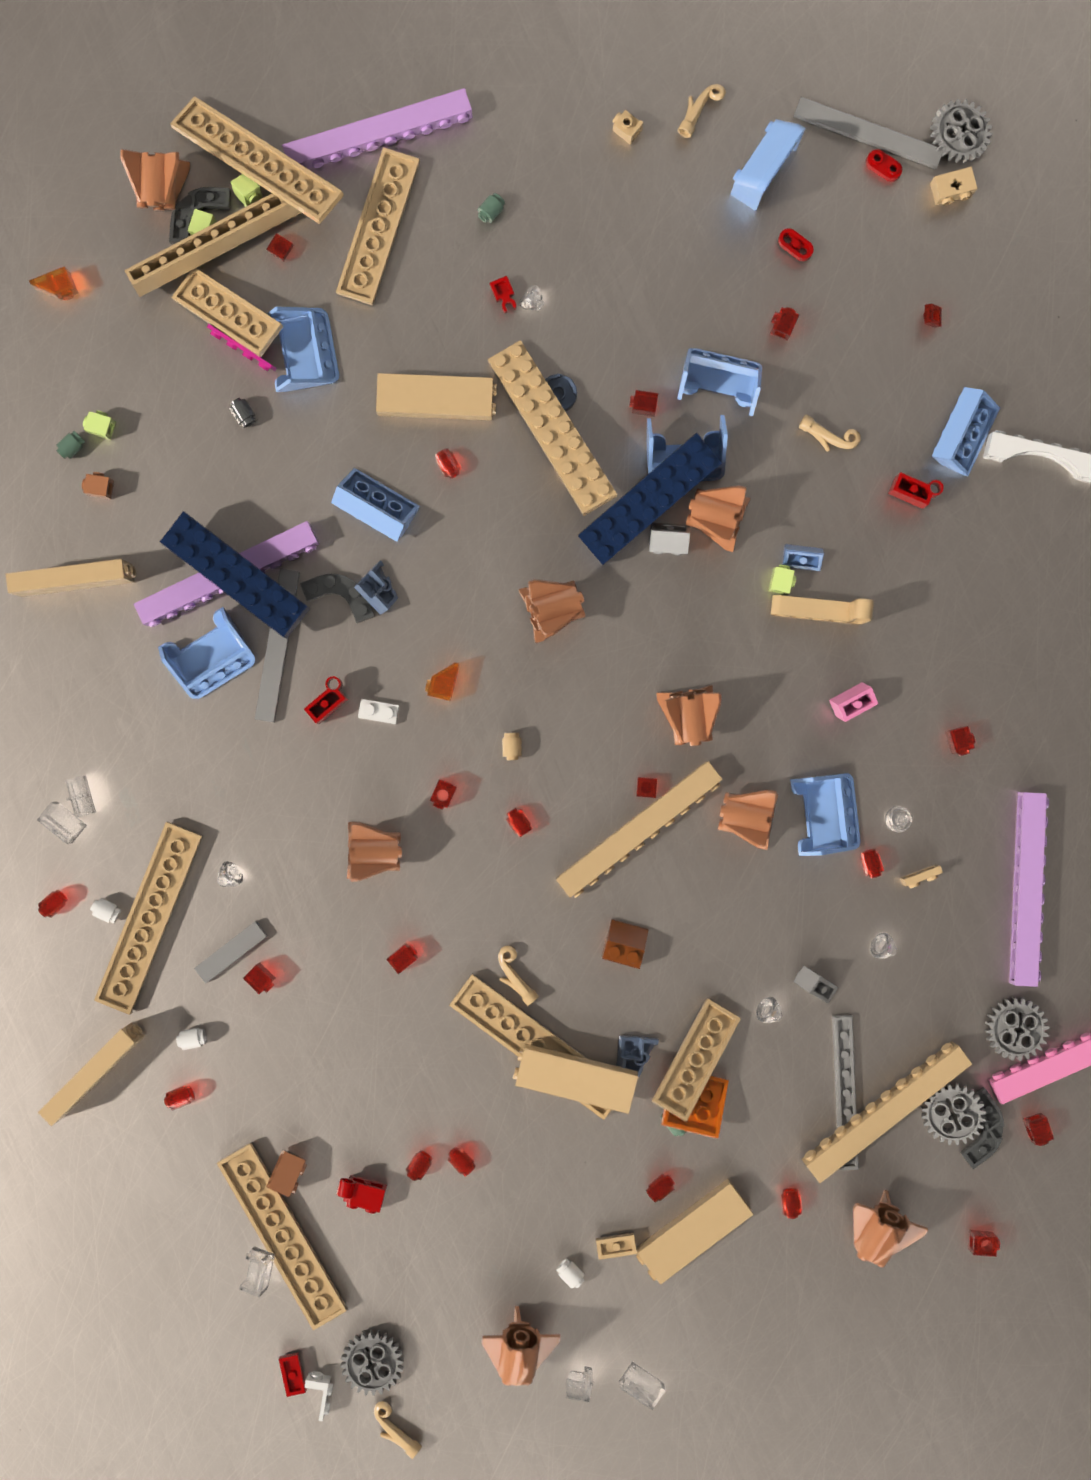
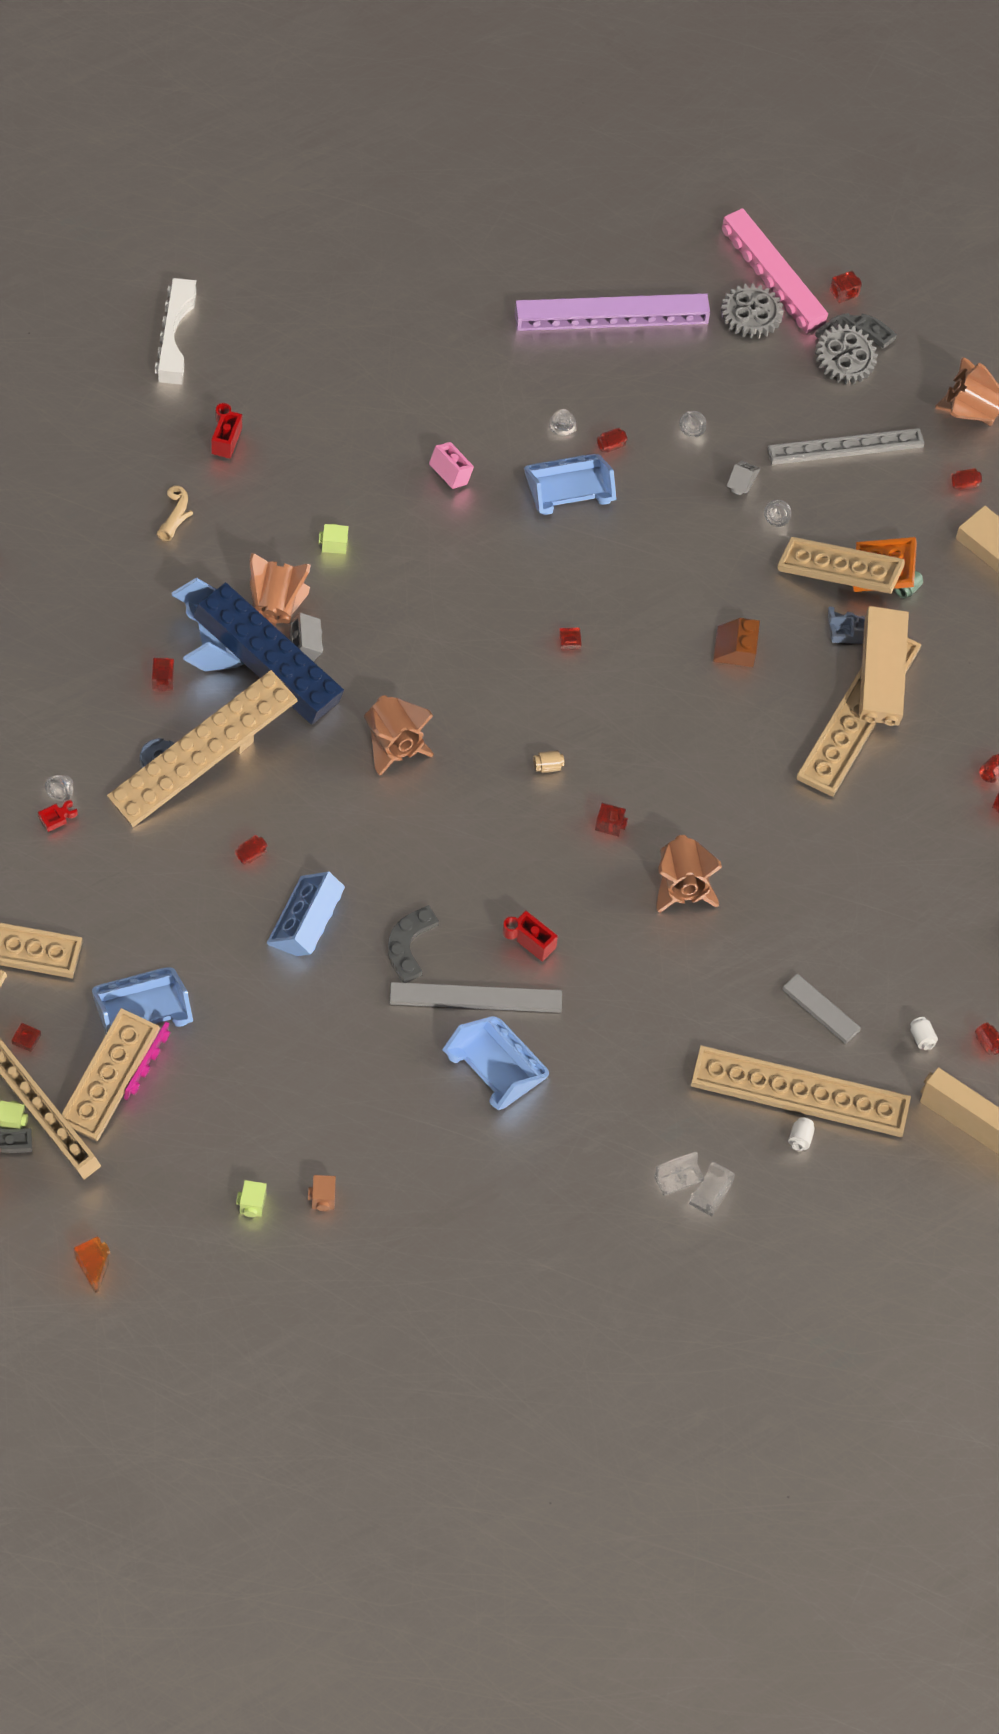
camera: 110 degrees left, 30 degrees down
(52, 903) = (805, 1189): clear red brick -> none
(70, 445) = (279, 1227): sand green brick -> none
(70, 578) = (434, 1202): tan brick -> none
(198, 588) = (405, 1052): lavender brick -> none
(229, 875) = (738, 1015): clear brick -> none
(235, 575) = (407, 1027): dark blue brick -> none
(242, 412) = (219, 1054): dark grey brick -> none
(260, 978) = (843, 974): clear red brick -> none
(377, 589) = (399, 904): sand blue slope -> none
(378, 711) = (532, 892): white plate -> none
(402, 957) = (793, 841): clear red brick -> none
(435, 396) = (179, 868): tan brick -> none
(443, 683) = (490, 830): clear orange slope -> none
(514, 979) = (797, 737): tan plant -> none
(518, 822) = (628, 748): clear red brick -> none
(638, 829) = (616, 641): tan brick -> none
(660, 1187) = (978, 590): clear red brick -> none
(691, 714) = (488, 598): nougat brick -> none
(721, 375) = (124, 601): light blue windscreen -> none
(749, 816) = (585, 537): nougat brick -> none
(784, 322) = (63, 558): clear red brick -> none
(803, 557) = (306, 525): medium blue slope -> none
(853, 612) = (360, 494): tan beam -> none
(886, 1111) = (857, 407): tan brick -> none
(929, 873) = (615, 397): tan plate -> none
(932, 315) = (41, 433): clear red plate -> none
(960, 740) = (474, 377): clear red brick -> none
(966, 430) = (157, 396): light blue slope -> none
(977, 1237) = (966, 321): clear red brick -> none

